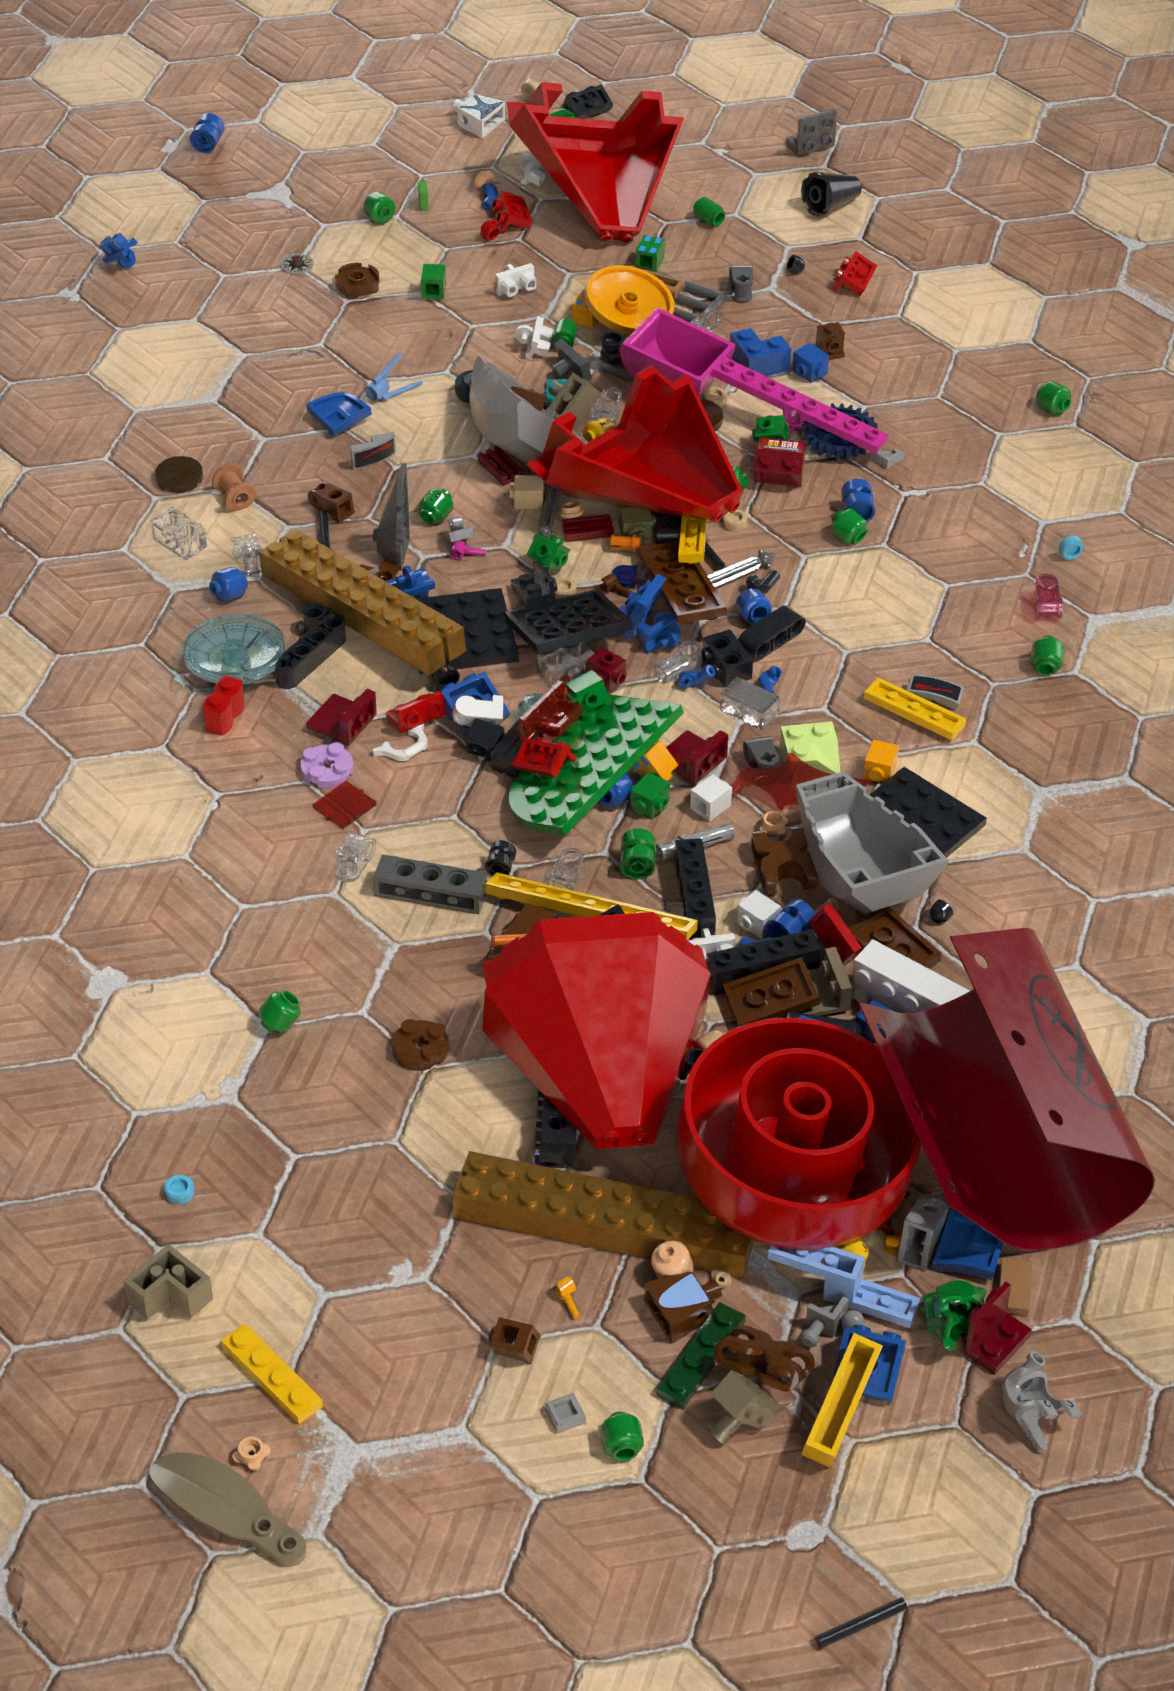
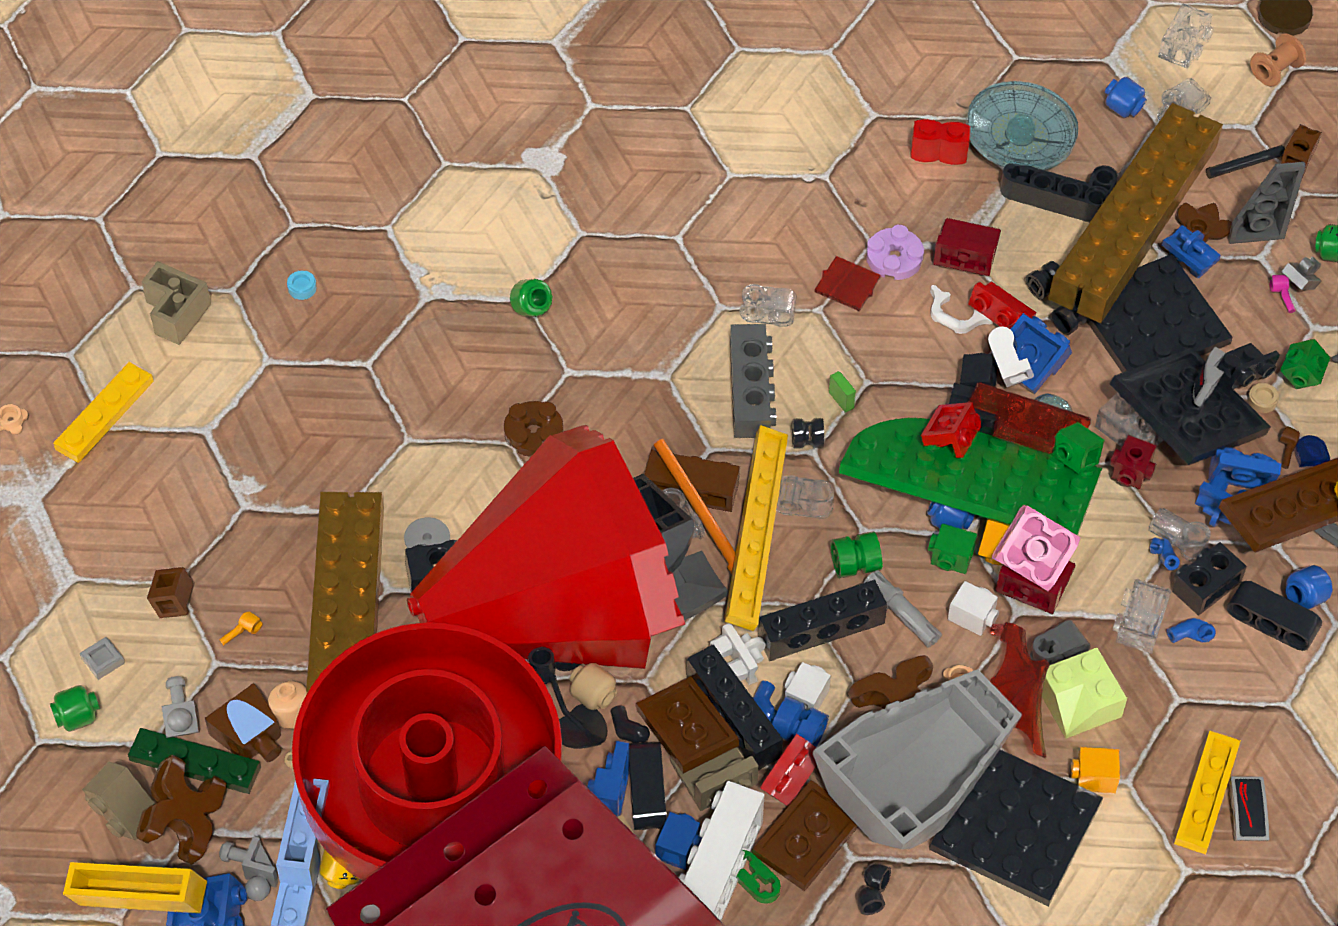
camera: 75 degrees right, 10 degrees up
(400, 678) = (1040, 281): none -> black wheel
(465, 828) = (842, 391): none -> bright green tile
(514, 1140) = (427, 532): none -> light grey piece
(549, 600) = (1207, 377): none -> light grey slope
(655, 1348) = (180, 715): none -> light grey piece
(686, 728) = (1036, 547): none -> bright pink piece
(959, 921) = (870, 901): none -> black hinge

